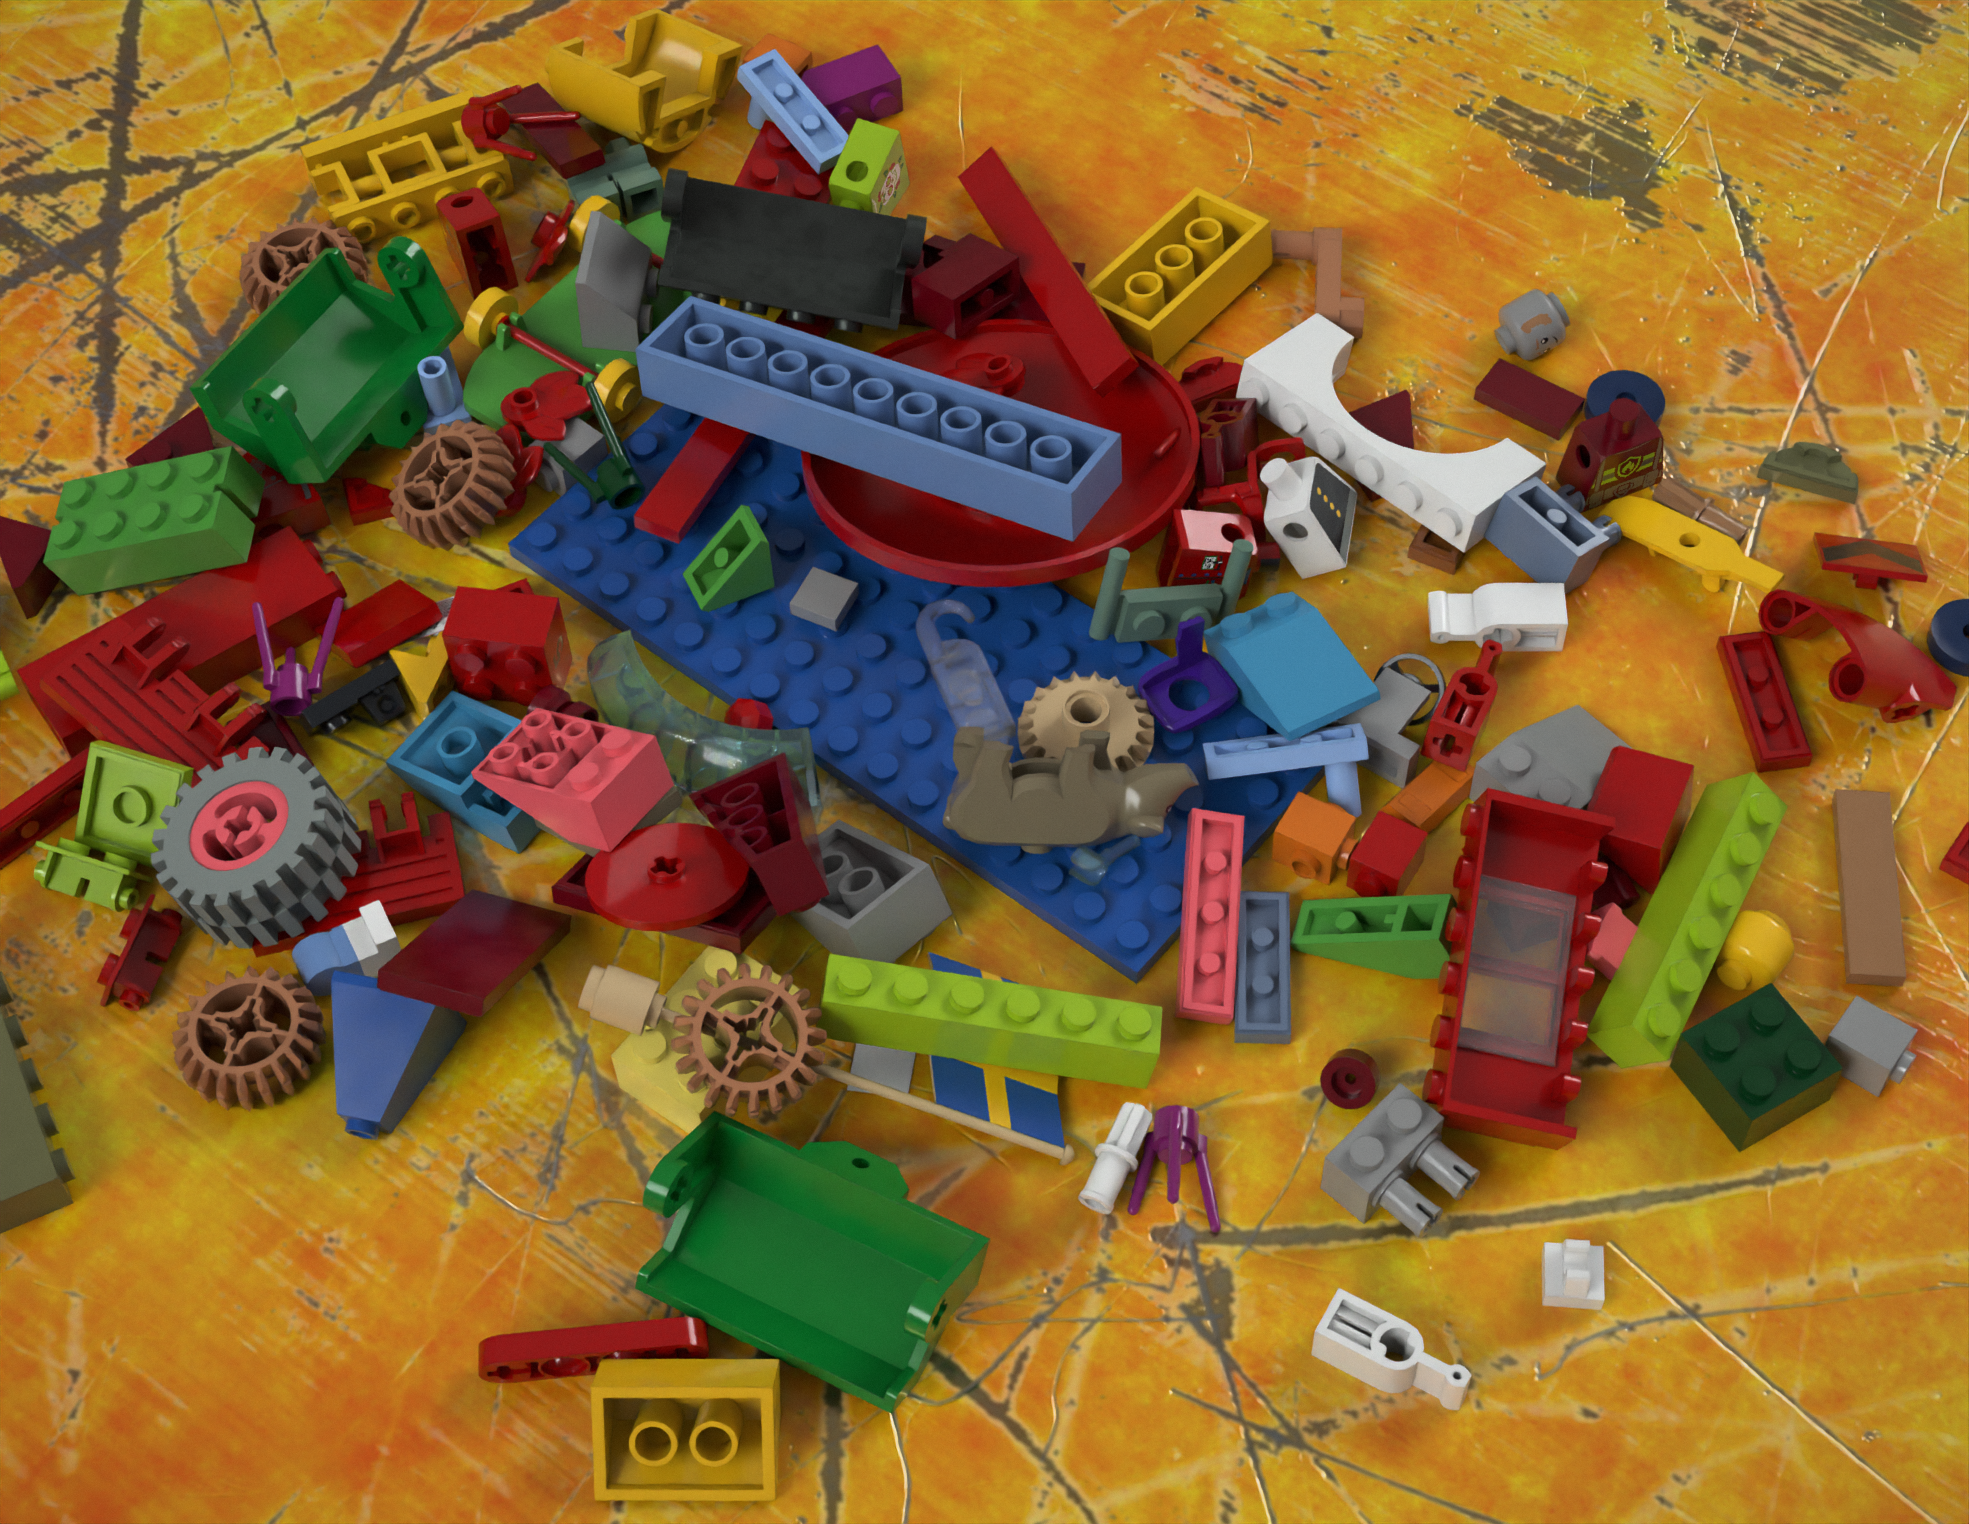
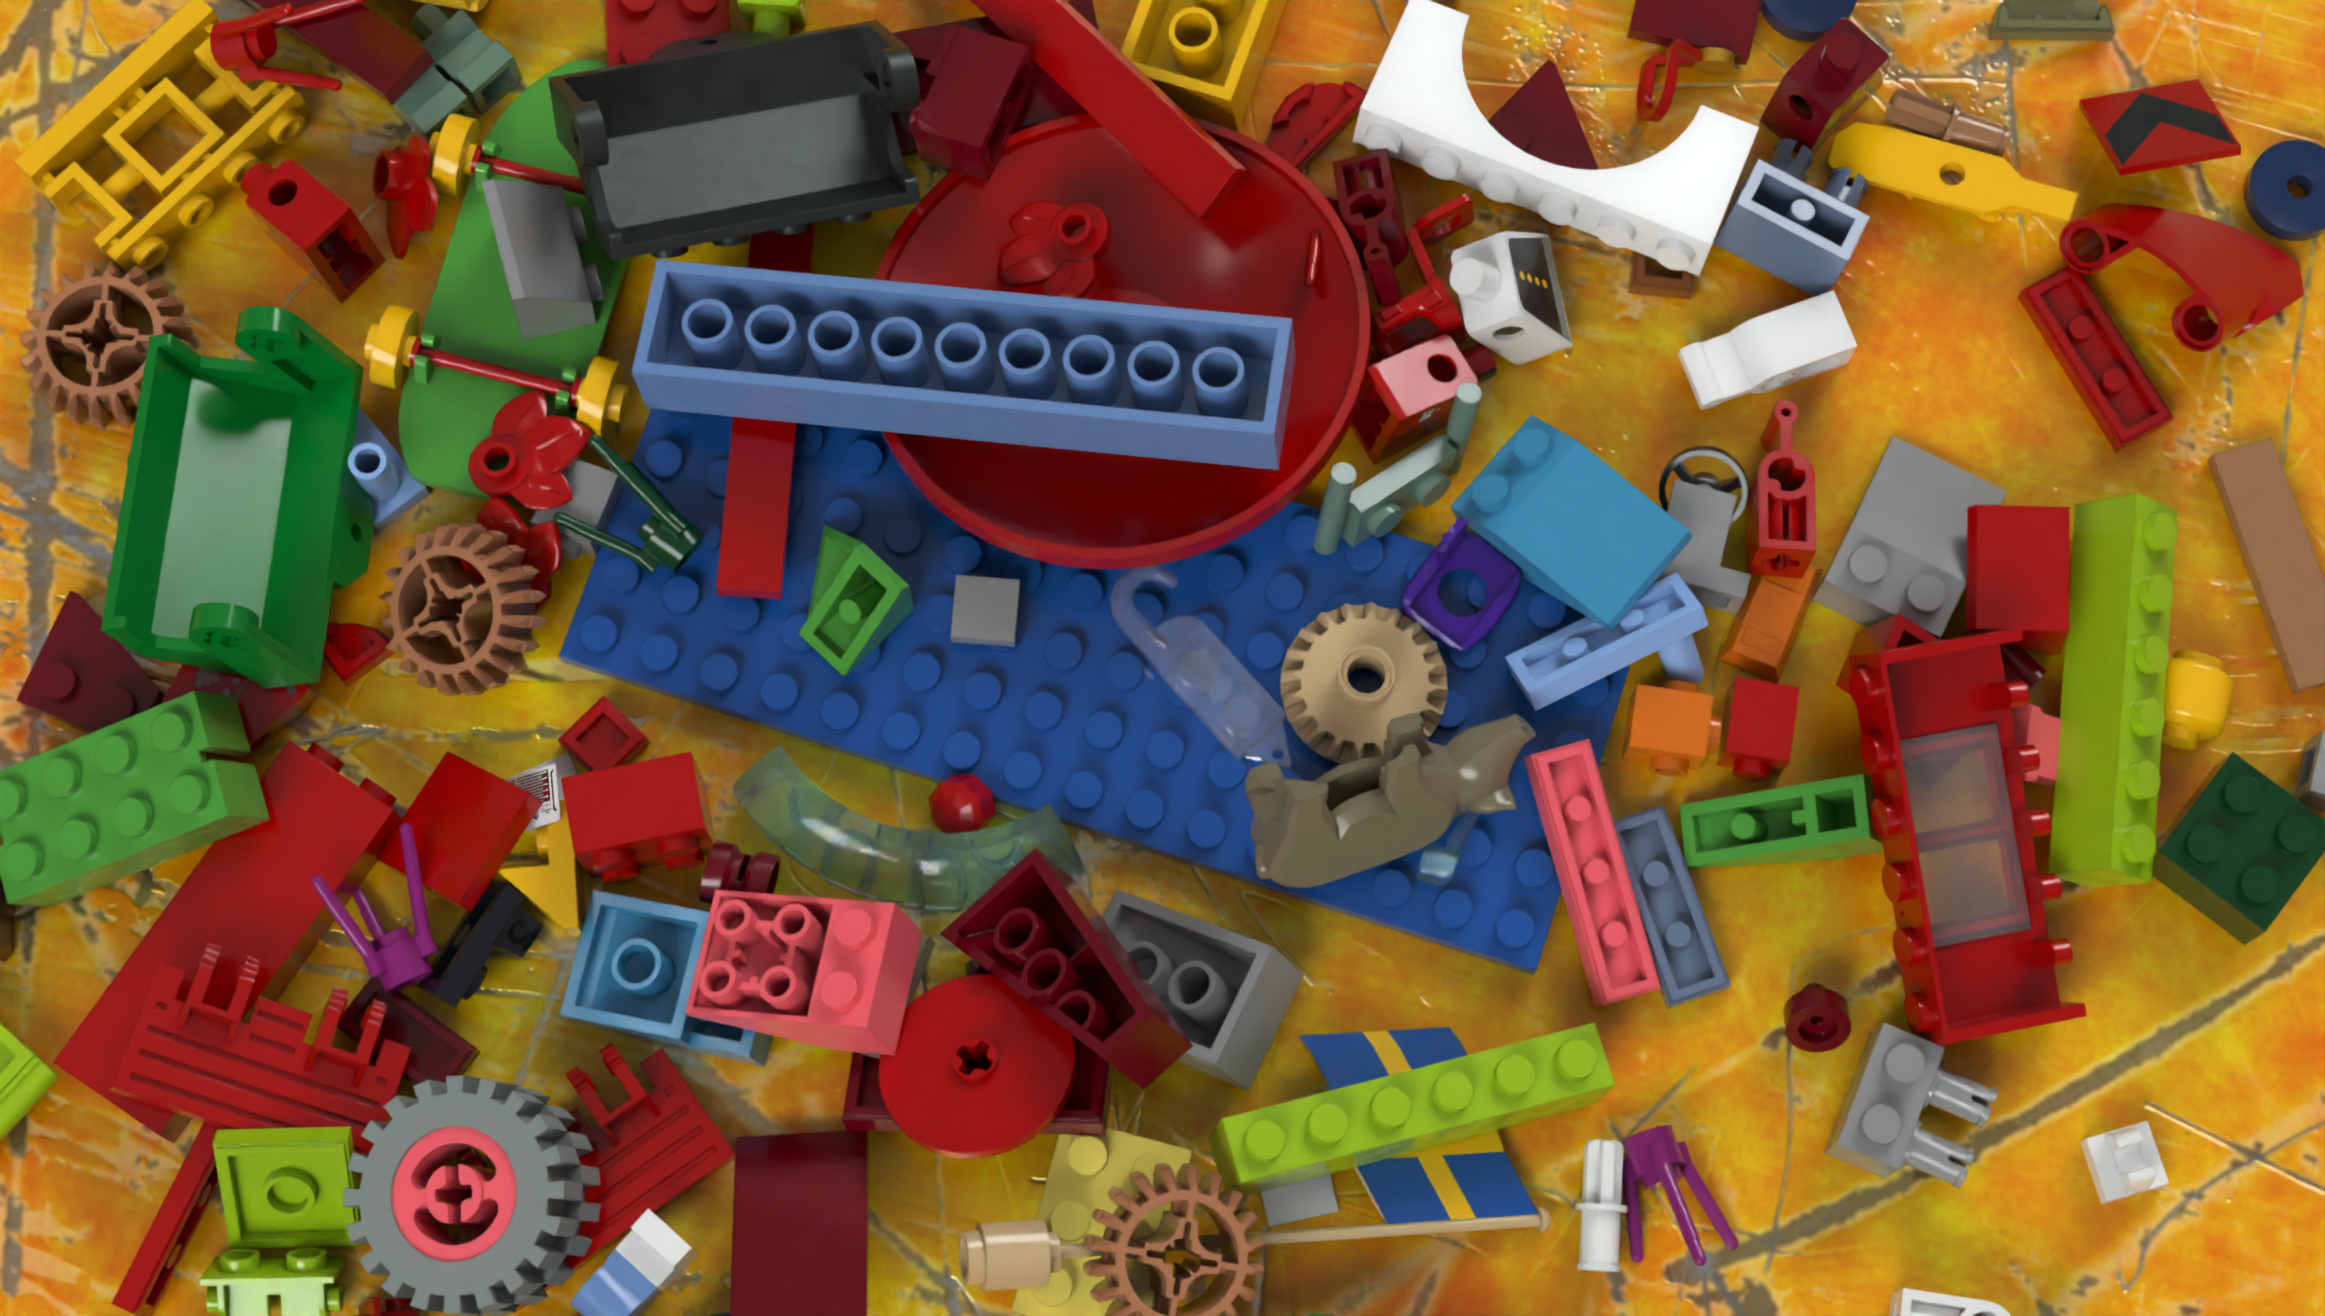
camera: 25 degrees left, 20 degrees up
(1529, 423) = (1679, 54): none -> red piece

